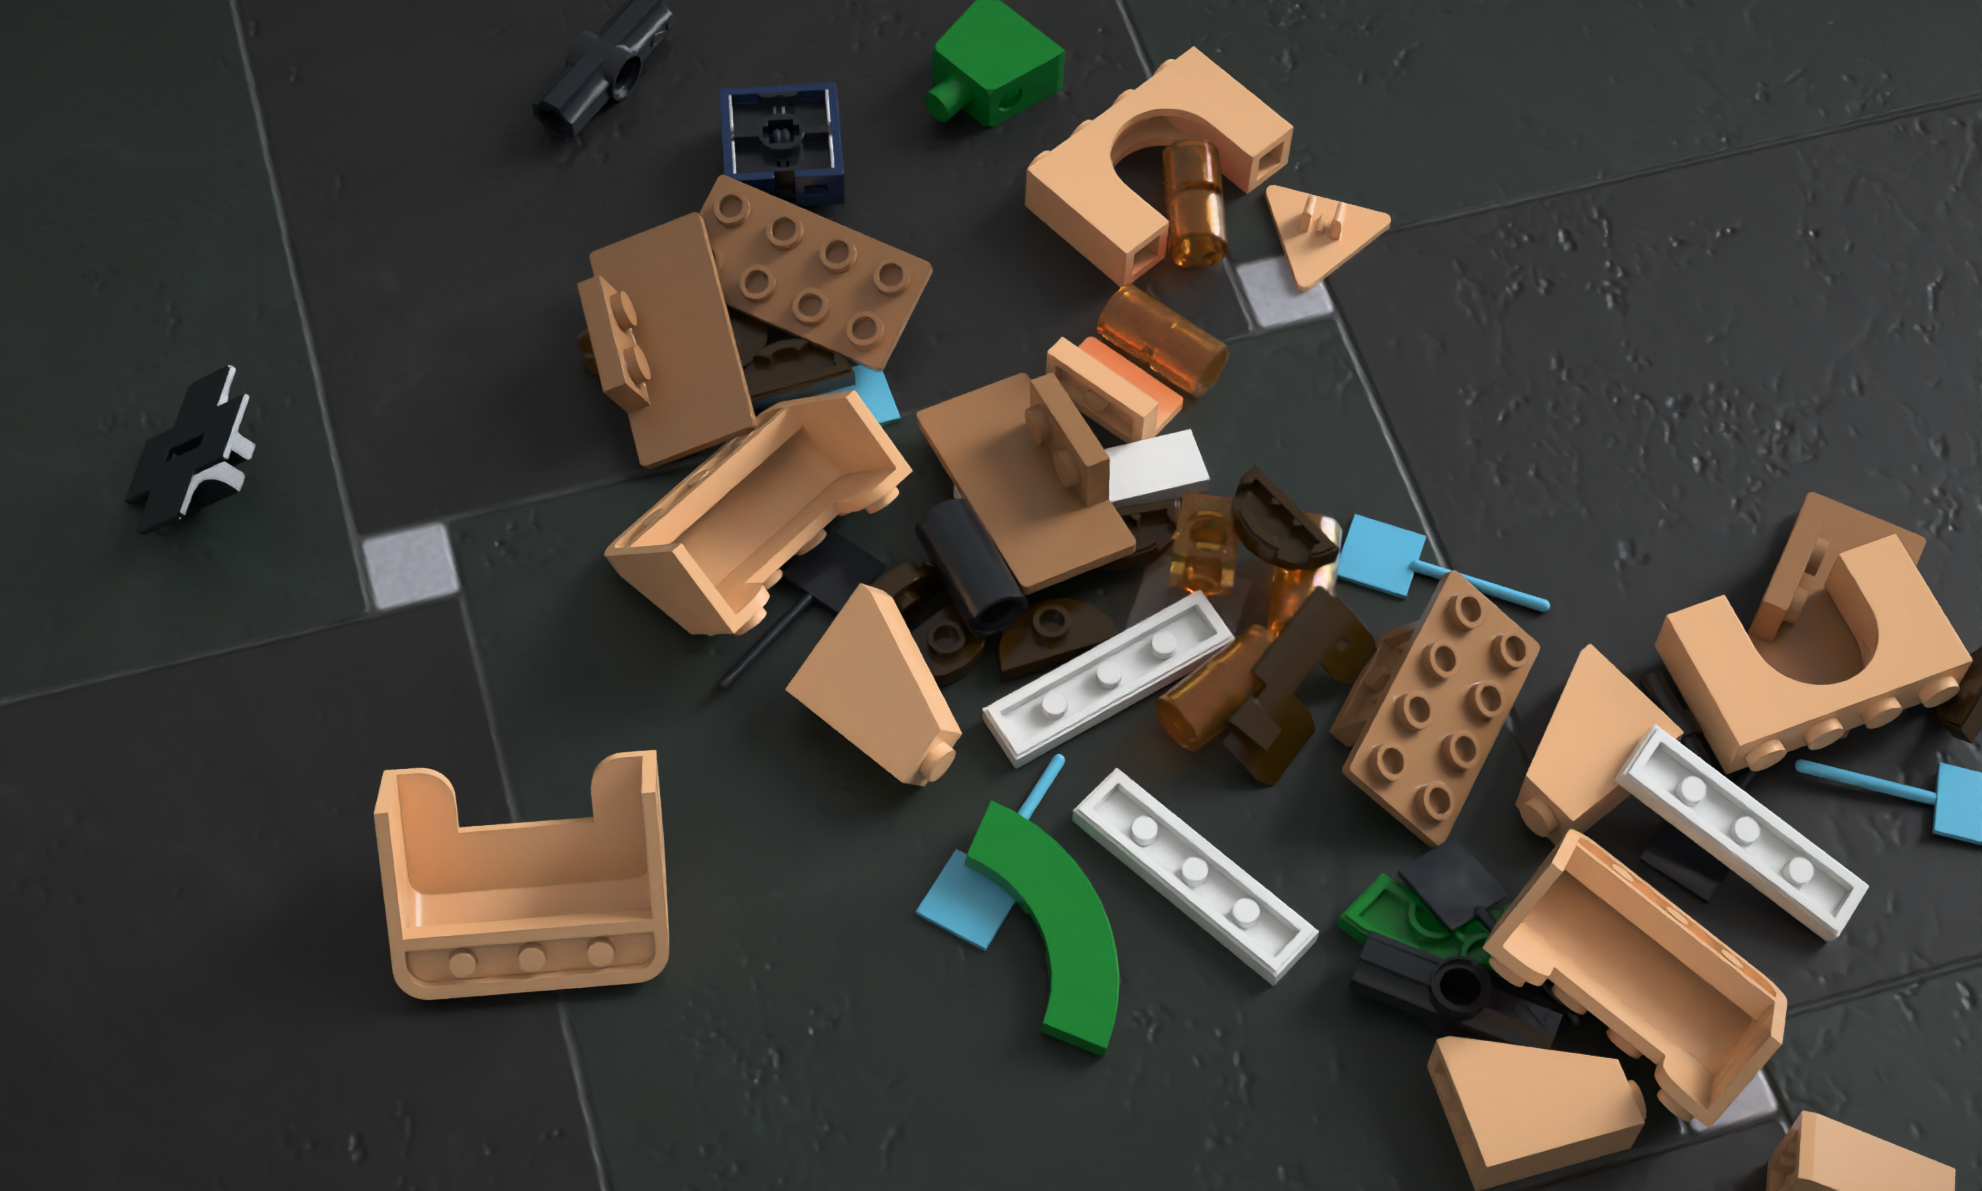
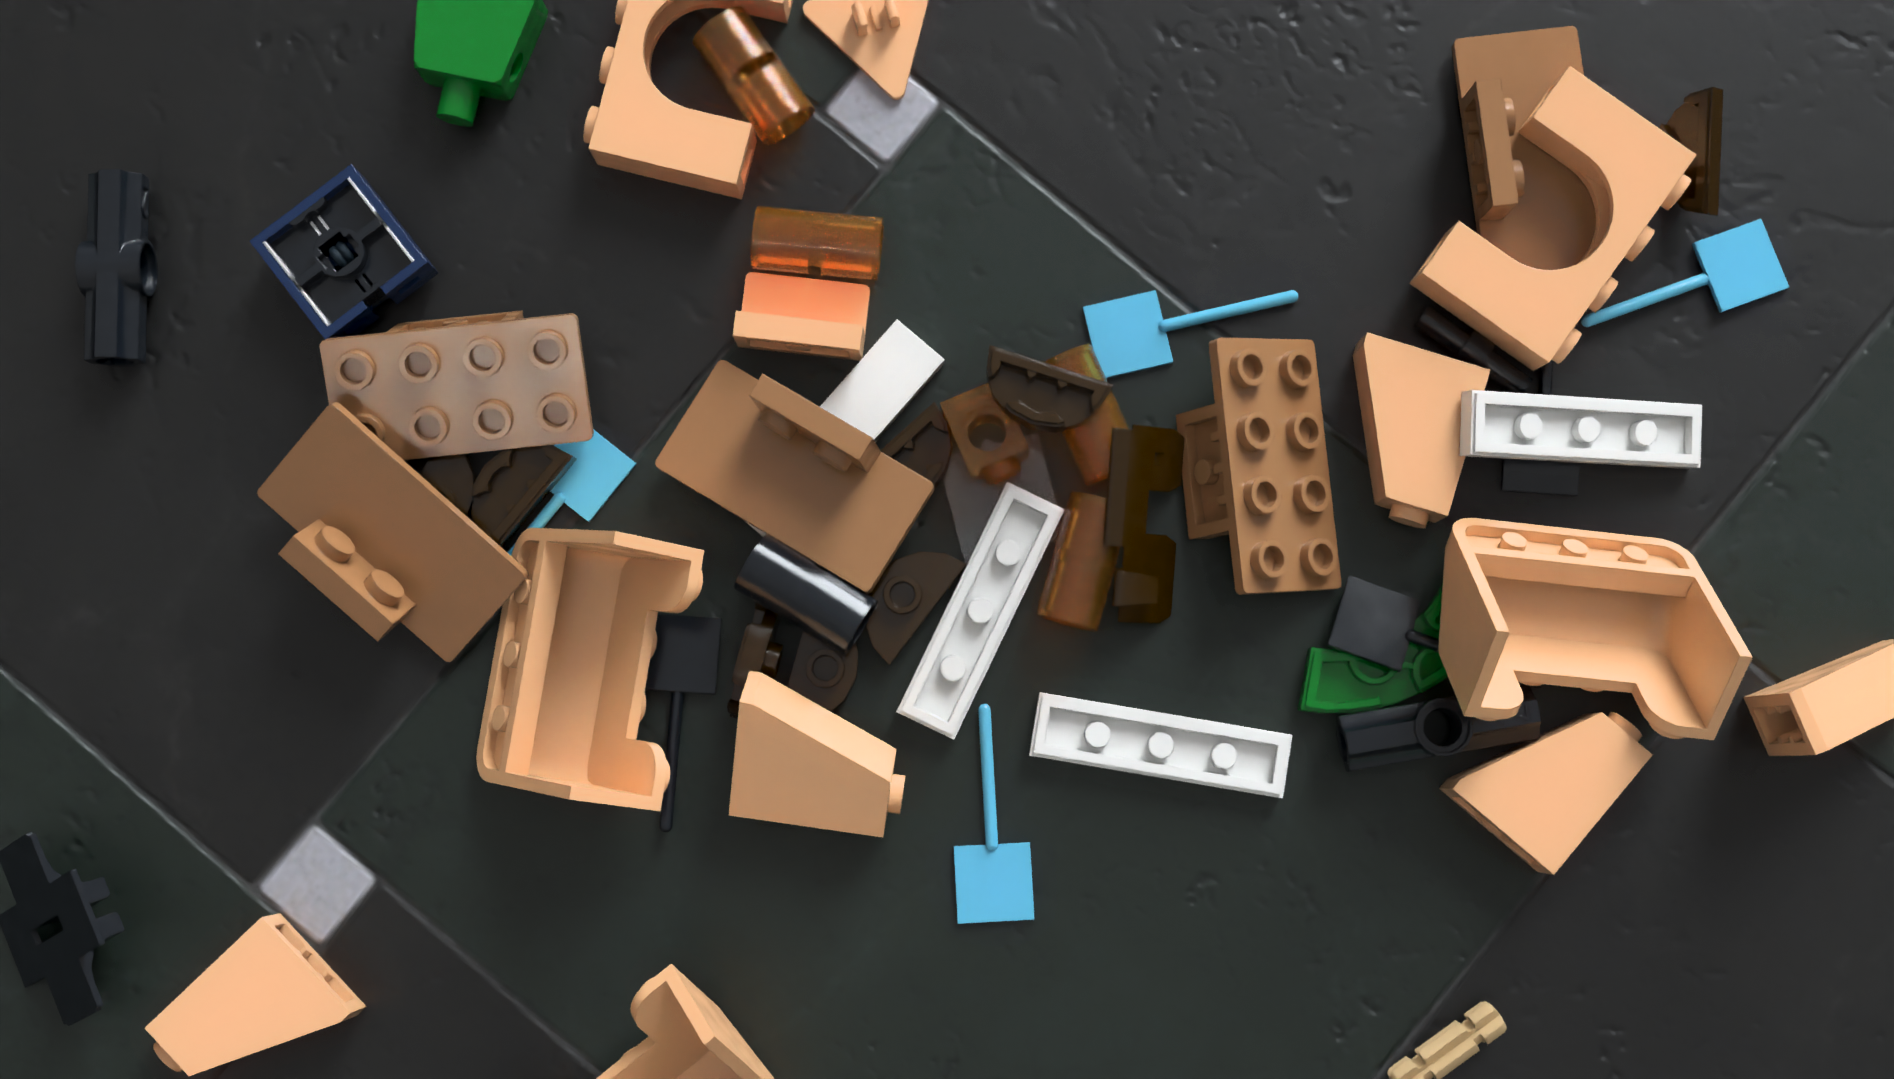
camera: 30 degrees left, 25 degrees up
(290, 605) = (252, 999): none -> light nougat slope
(1069, 919) = (1087, 857): green tile -> none

